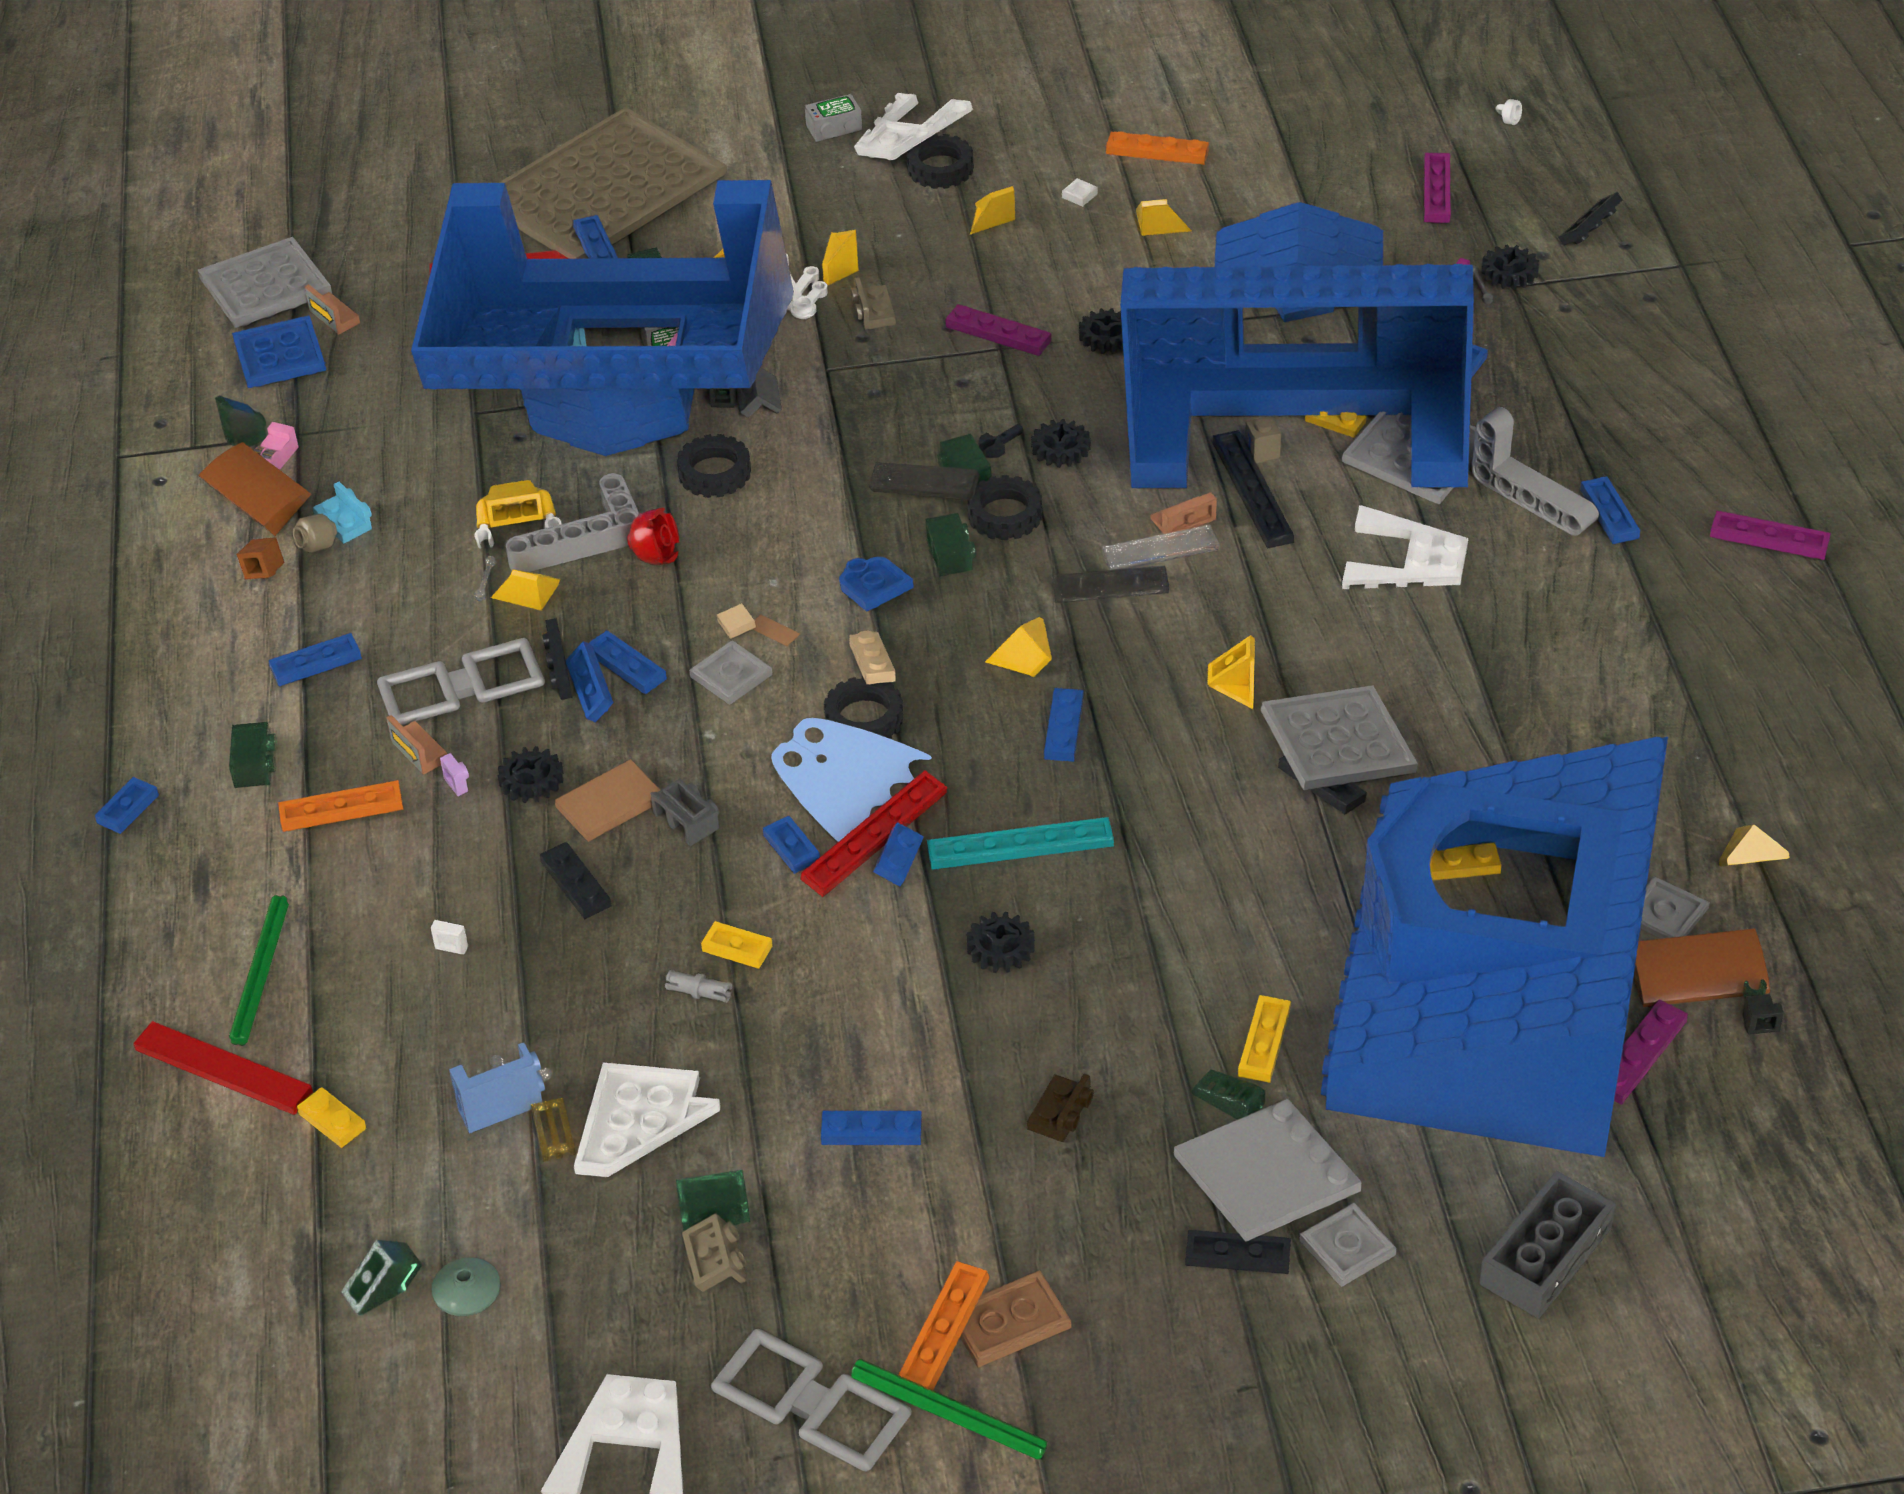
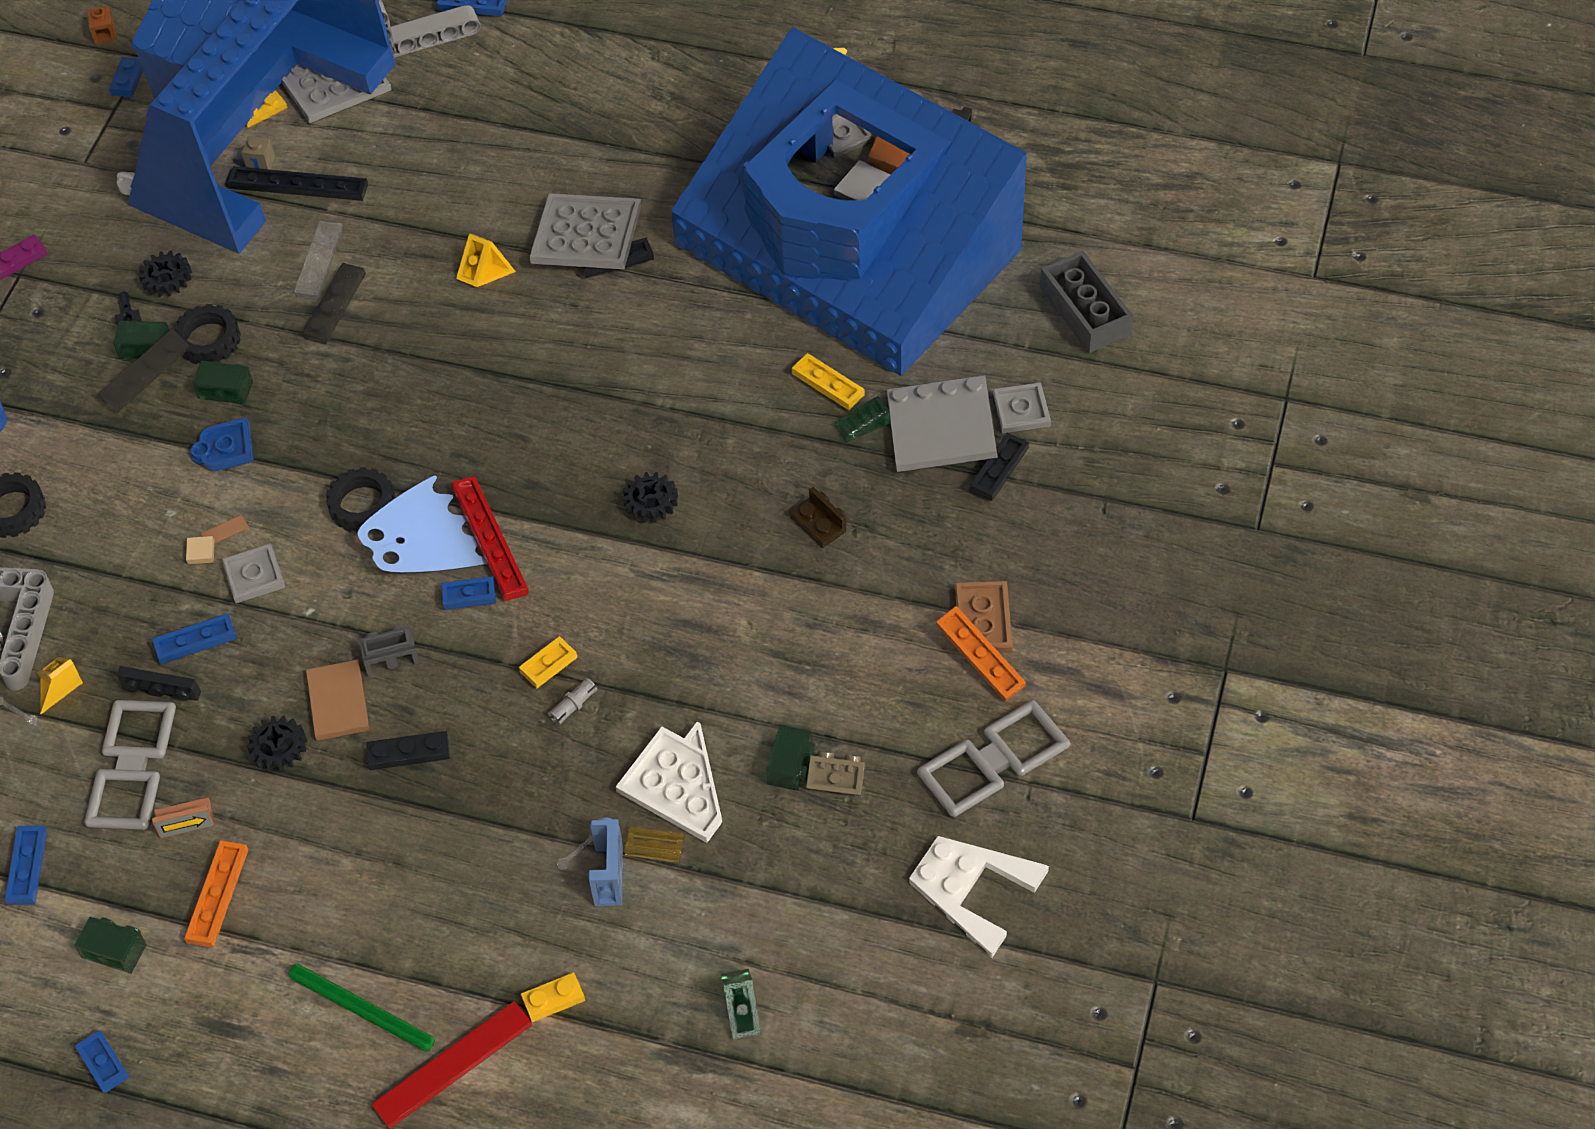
camera: 65 degrees left, 10 degrees up
(449, 937) = (419, 854): white tile -> none
(455, 774) = (239, 798): lavender plate -> none
(468, 1296) = (772, 962): sand green dish -> none
(589, 681) = (203, 669): blue plate -> none
(654, 537) = (69, 572): red cylinder -> none
(871, 1128) = (771, 639): blue plate -> none
(872, 657) = (313, 472): tan plate -> none
(898, 854) = (523, 529): blue plate -> none
(949, 1409) = (1045, 677): green axle -> none
(1020, 843) = (556, 454): teal tile -> none
(1024, 650) = (368, 377): yellow slope -> none
(1064, 724) = (457, 384): blue plate -> none
(1102, 331) = (60, 199): black gear -> none
(1186, 514) = (296, 232): nougat panel -> none
(1431, 557) = (439, 111): white wing -> none

